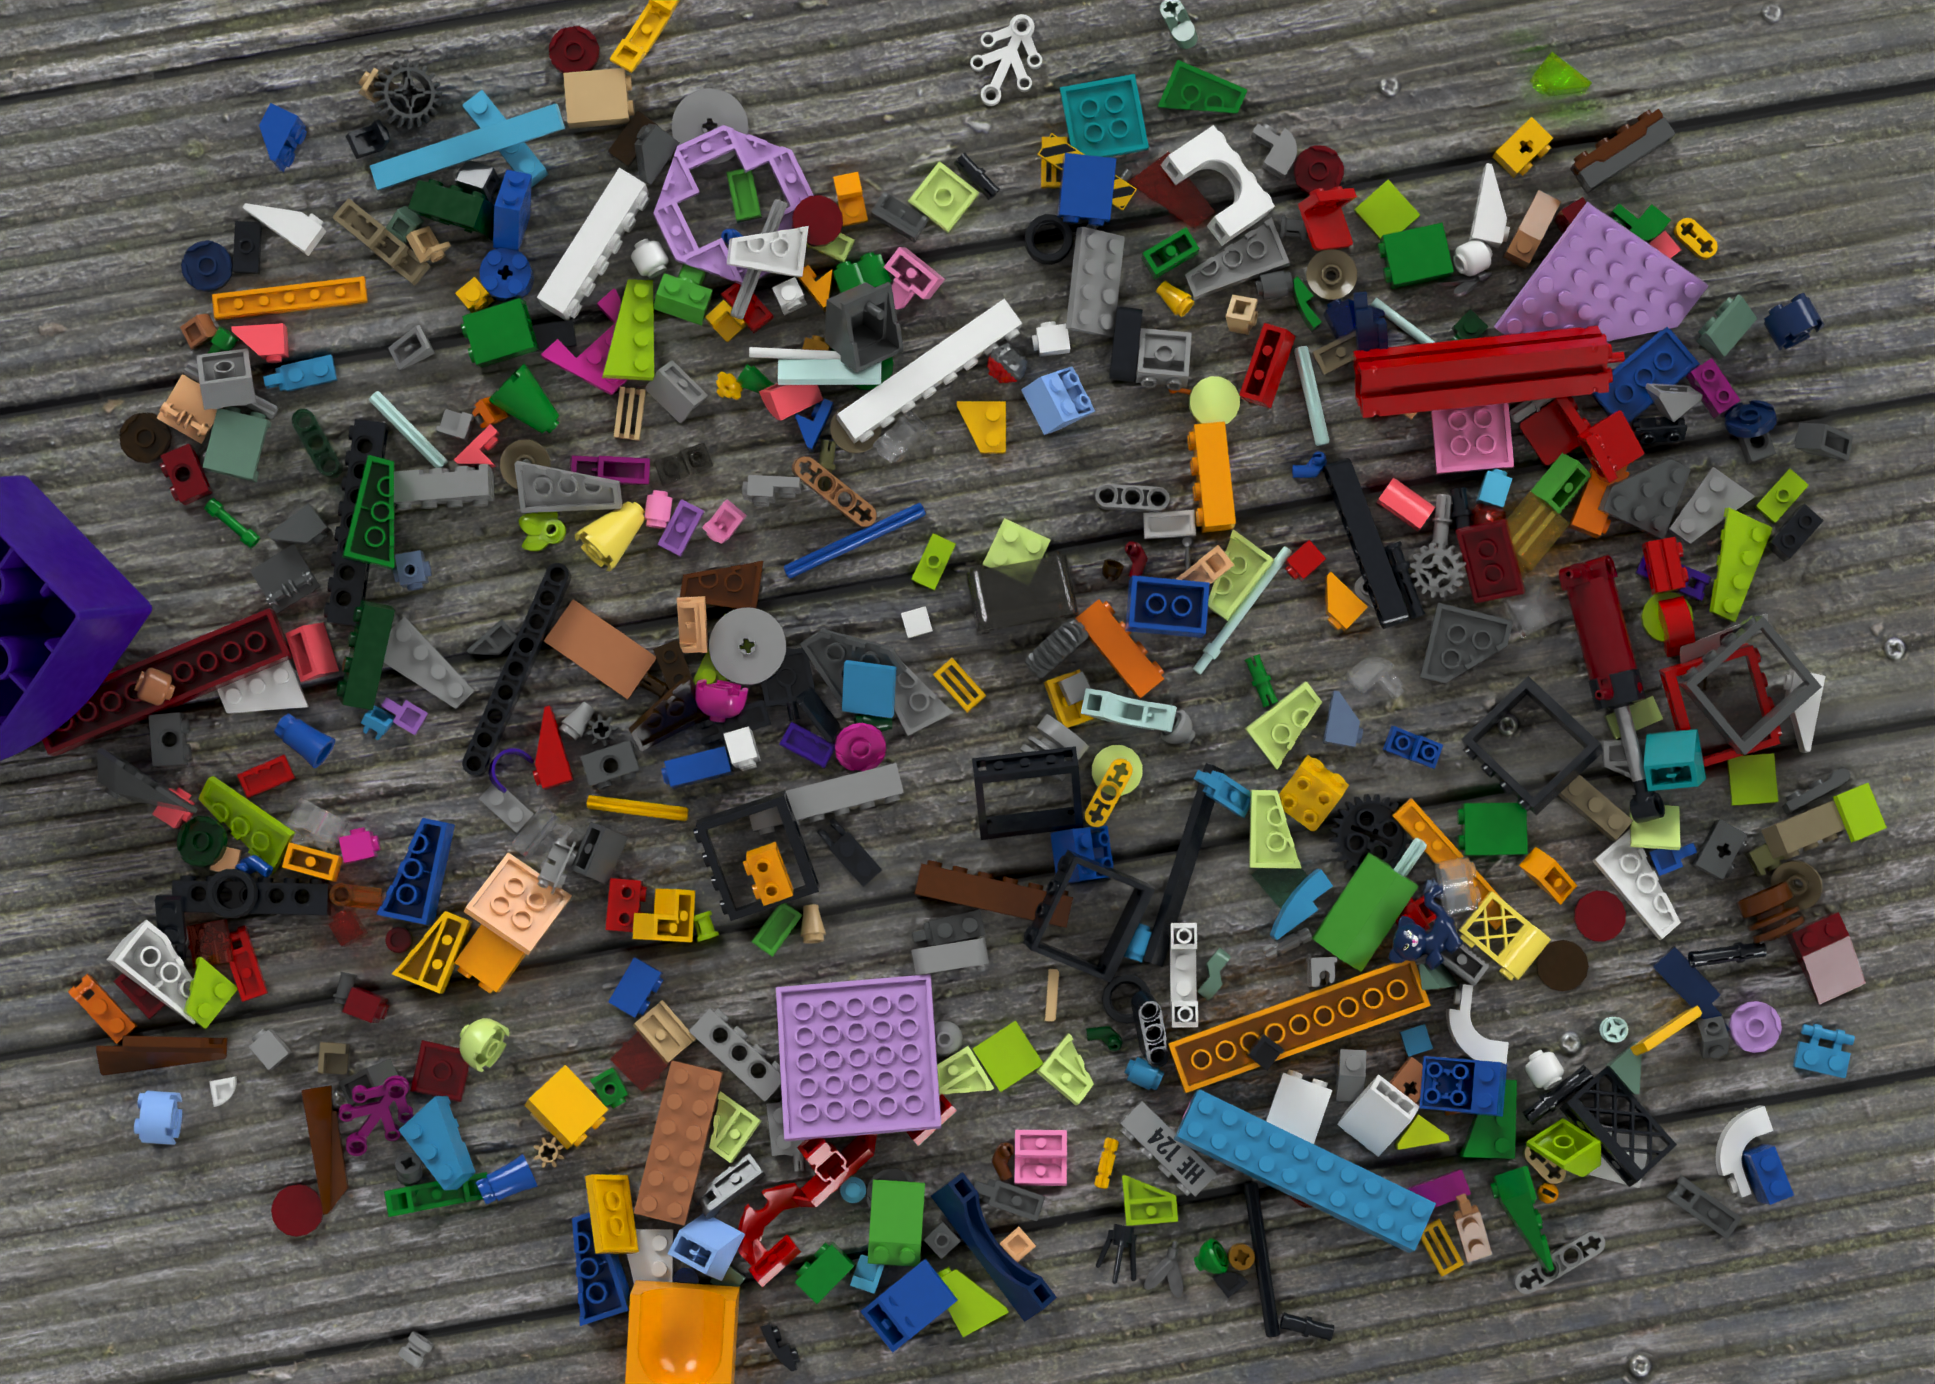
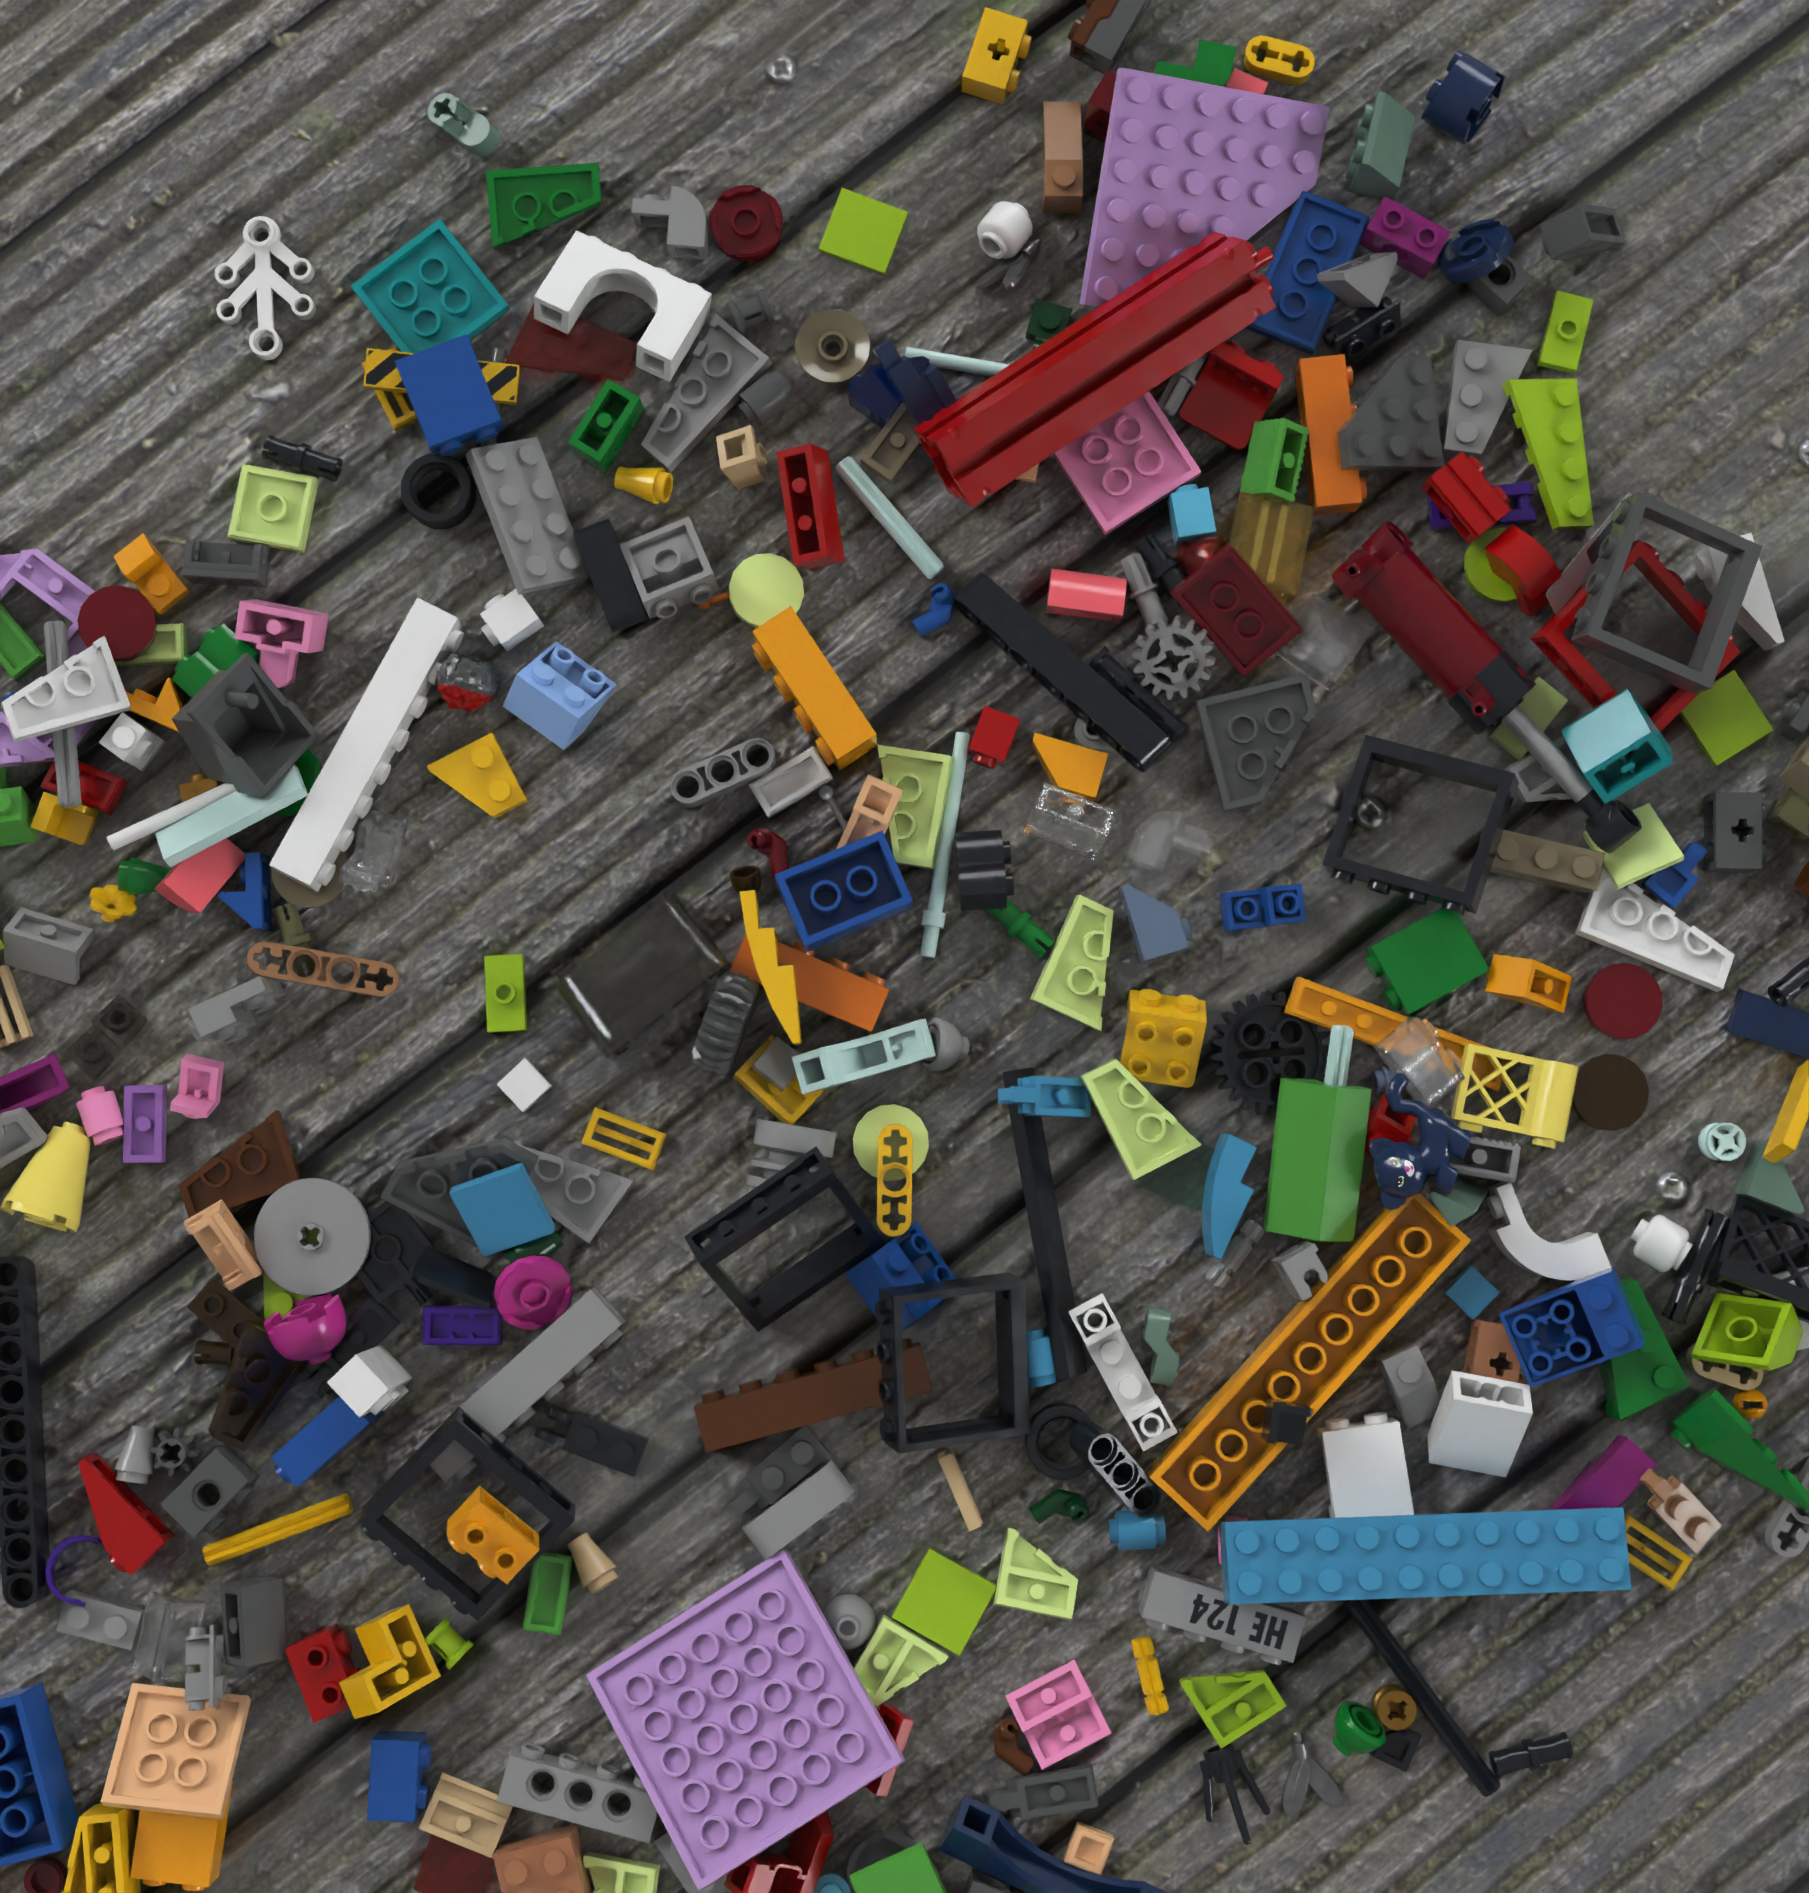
camera: 25 degrees left, 0 degrees up
(600, 649) = (119, 1342): nougat tile -> none
(854, 540) = (385, 1020): blue axle -> none
(1015, 545) = (601, 915): yellowish green plate -> none
(1101, 638) = (777, 980): none -> yellow slope
(1256, 637) = (982, 870): none -> black brick
(1302, 297) = (810, 396): green slope -> none
(1323, 635) = (1069, 821): none -> clear brick
(1325, 217) = (784, 276): red bracket -> none
(1415, 256) = (929, 266): green brick -> none
(1420, 1133) = (1549, 1416): neon yellow slope -> none
(1489, 215) = (995, 158): white slope -> none
(1610, 445) = (1315, 377): red bracket -> none
(1794, 532) = (1609, 369): black brick -> none

